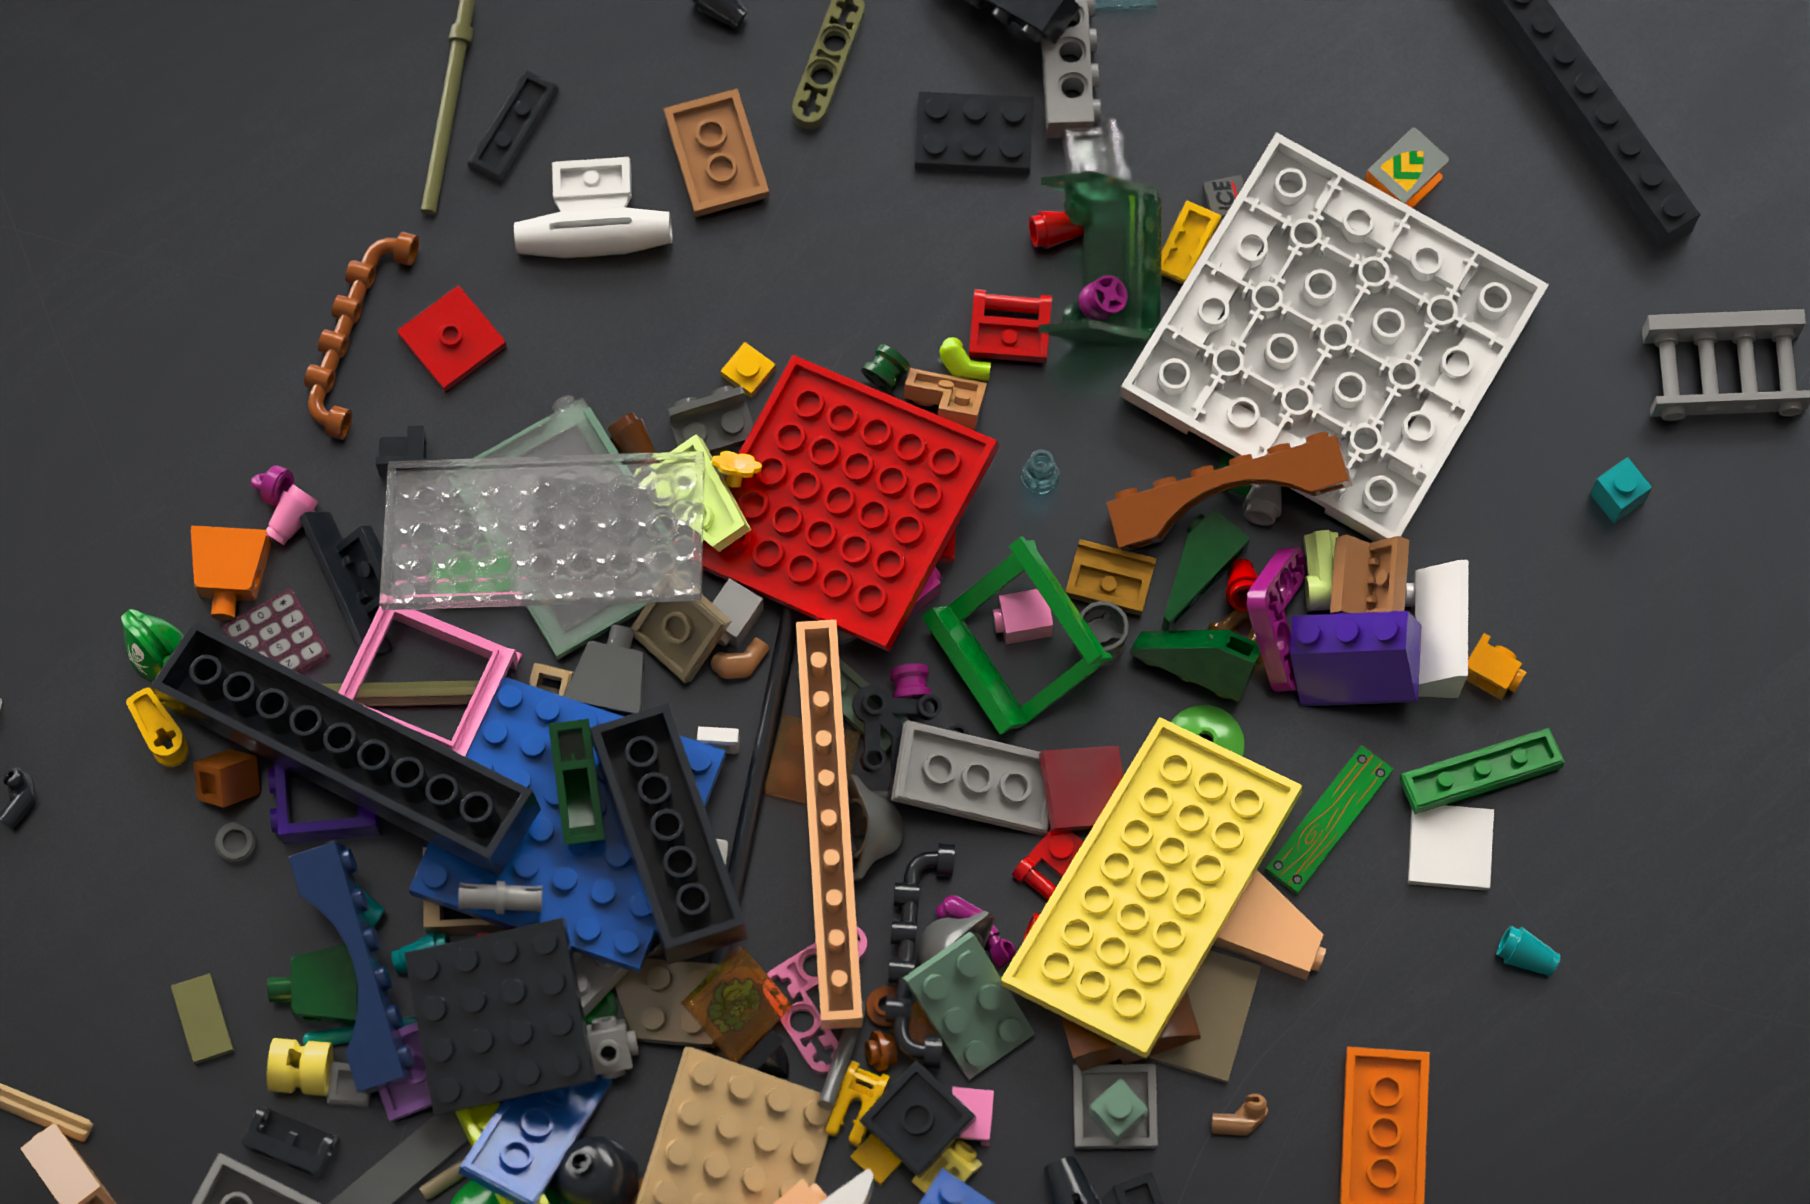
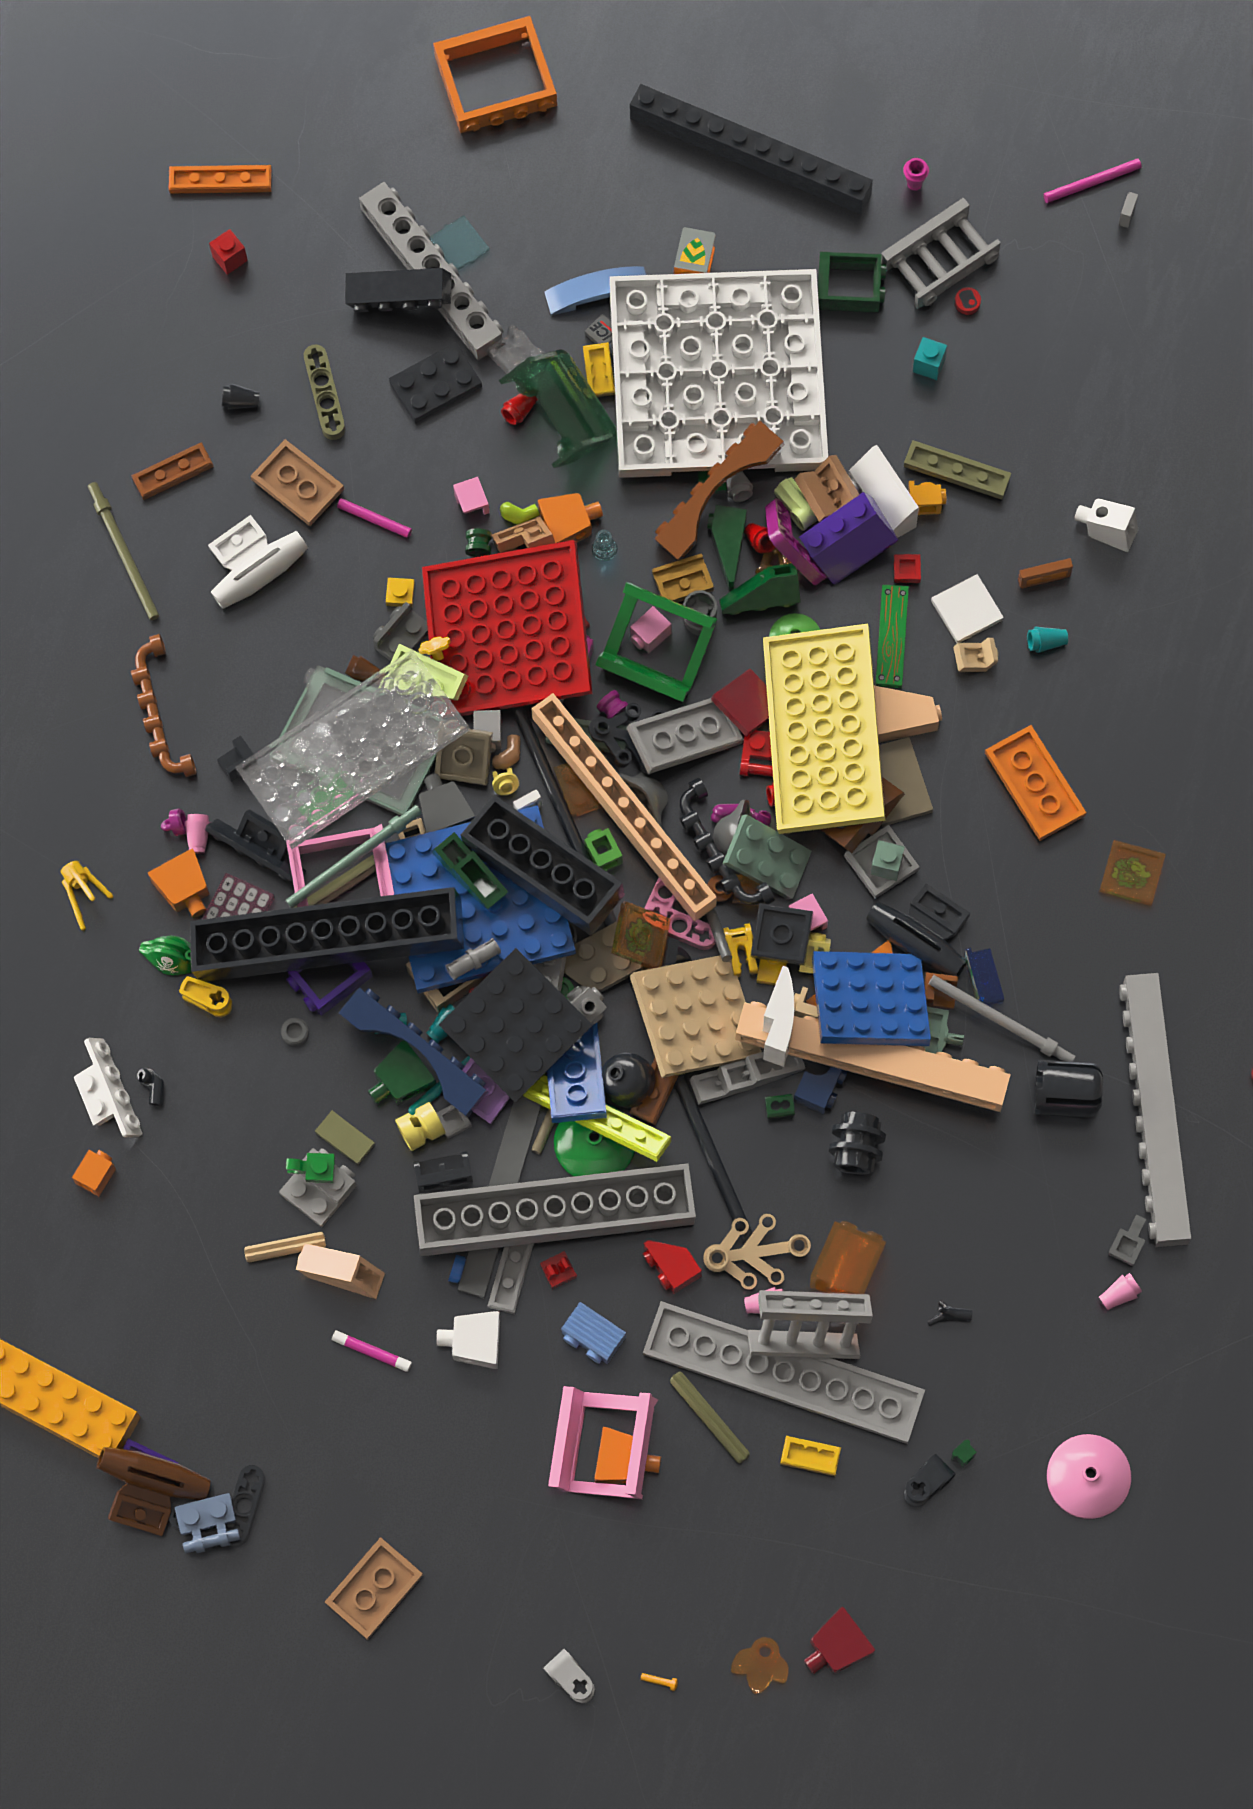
camera: 30 degrees left, 0 degrees up
(105, 476) = (76, 877): none -> yellow plant
(127, 1060) = (319, 1199): none -> light grey plate
(132, 1036) = (317, 1167): none -> green plate
(226, 777) = (265, 999): dark orange panel -> none
(451, 338) = (218, 679): red plate -> none
(513, 126) = (169, 539): black tile -> none
(529, 663) = (395, 825): none -> sand green bar
(576, 43) = (172, 471): none -> dark orange tile
(709, 695) = (505, 783): none -> light yellow plate
(770, 878) = (603, 839): none -> bright green brick
(781, 256) = (374, 518): none -> dark pink bar
(881, 1050) = (734, 913): dark orange plate -> none
(916, 304) = (471, 496): none -> bright pink panel
(1009, 337) = (534, 483): red plate -> none
(1018, 408) = (568, 516): none -> orange torso
(1113, 298) = (574, 428): magenta wheel -> none
(1243, 130) = (585, 289): none -> medium blue slope
(1244, 1120) = (955, 825): medium nougat arm -> none
(1407, 744) = (907, 568): none -> red plate
(1419, 915) = (976, 656): none -> tan bracket
(1481, 771) = (956, 557): green tile -> none
(1560, 657) = (957, 469): none -> olive plate
(1583, 865) = (1045, 573): none -> dark orange tile
(1602, 301) = (850, 261): none -> dark green window
(1711, 853) = (1110, 523): none -> white torso
(1722, 446) = (967, 301): none -> red tile
(1763, 239) = (915, 172): none -> dark pink cone

